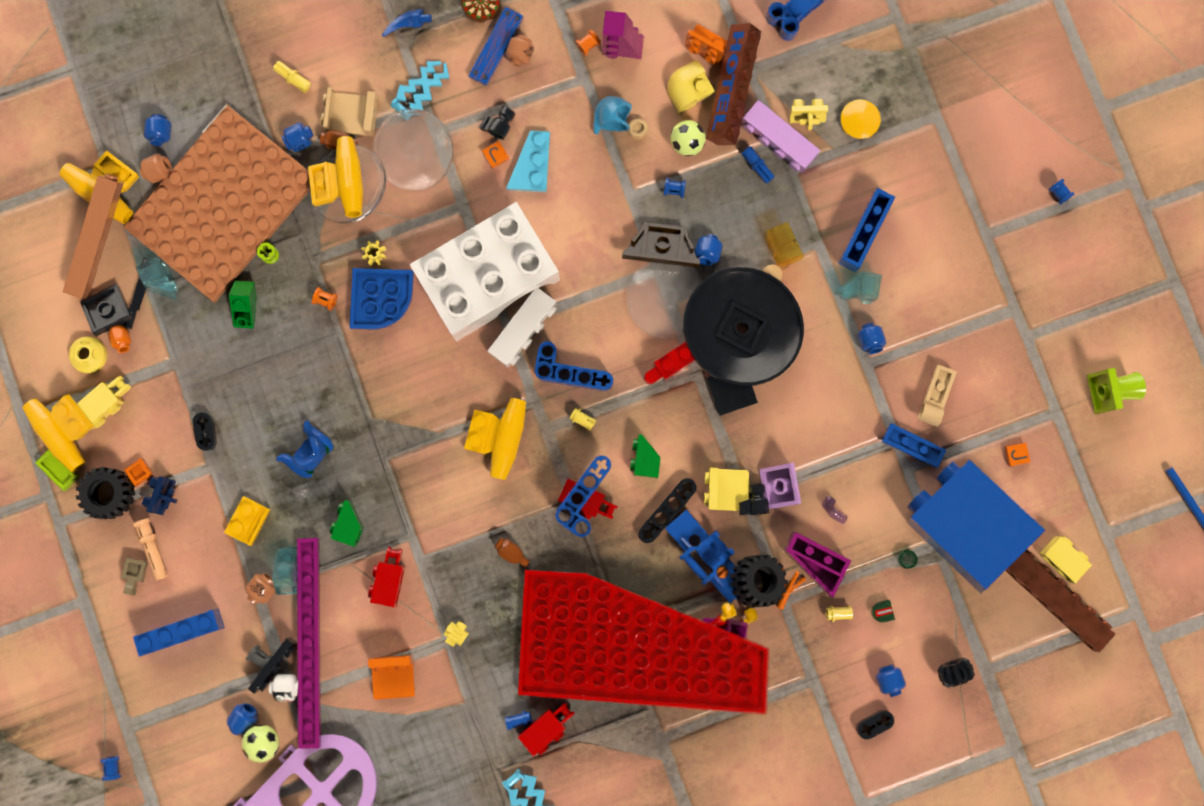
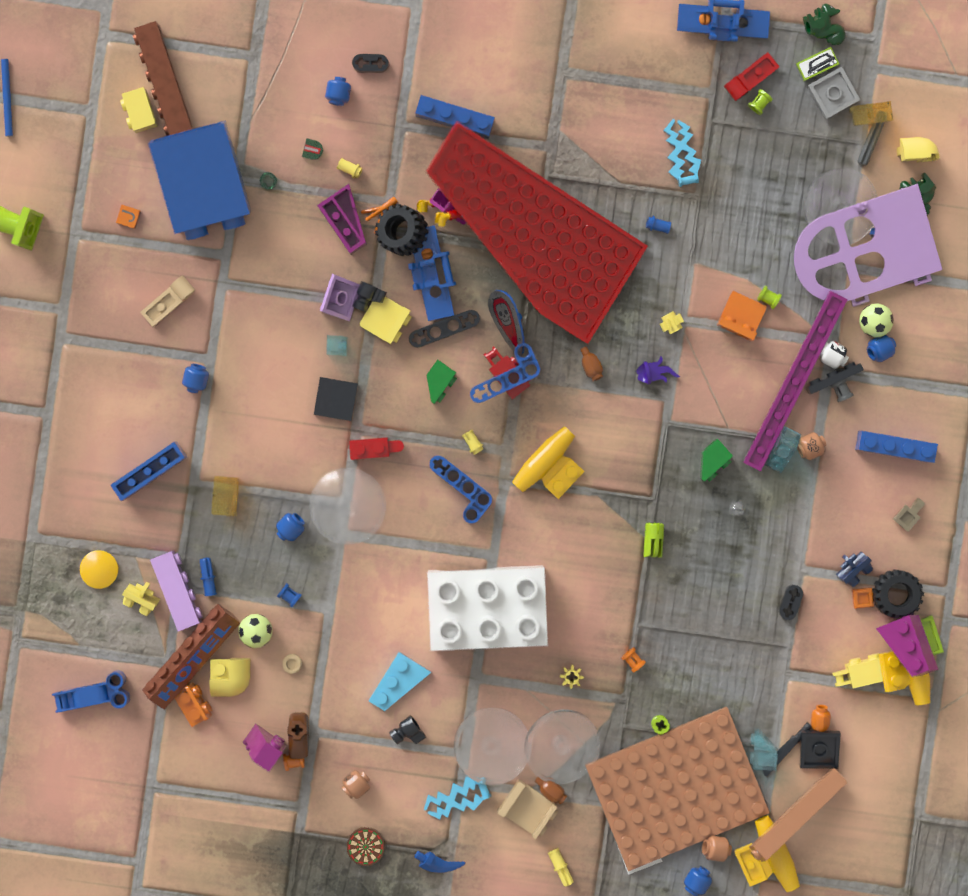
camera: 150 degrees left, 5 degrees up
(66, 450) = (910, 644): none -> magenta wedge
(96, 358) = (847, 713): light yellow piece -> none
(149, 544) = (883, 537): light nougat pin -> none
(243, 304) = (703, 692): green slope -> none
(247, 521) = (794, 508): yellow plate -> none
(297, 137) = (583, 811): blue head -> none
(309, 454) = (713, 536): blue hair -> none
(339, 179) = (567, 751): yellow plate -> none
(364, 420) = (653, 540): none -> lime arm
(376, 709) = (769, 297): none -> lime bush
(379, 297) = (586, 636): blue plate -> none
(387, 580) = (704, 396): red brick -> none
(451, 576) = (651, 372): none -> dark purple piece
(495, 154) = (424, 706): orange tile -> none
(496, 46) = (373, 800): blue tile -> none
(522, 327) = (481, 546): white brick -> none
(545, 730) = (640, 205): red brick -> none
(596, 66) = (298, 735): none -> reddish brown piece
(612, 114) = (308, 687): dark azure piece -> none
(613, 551) = (507, 318): none -> shield
(662, 245) = (326, 551): wing -> none
(758, 439) = (336, 345): none -> clear light blue brick
(766, 311) = (271, 452): black dish -> none
(774, 270) = (248, 477): tan tile -> none
(777, 716) = (448, 114): none -> blue brick
(834, 513) = (308, 252): arm -> none
(862, 286) = (178, 426): clear light blue slope -> none
(913, 445) = (210, 270): blue plate -> none
(956, 672) = (281, 68): black gear -> none

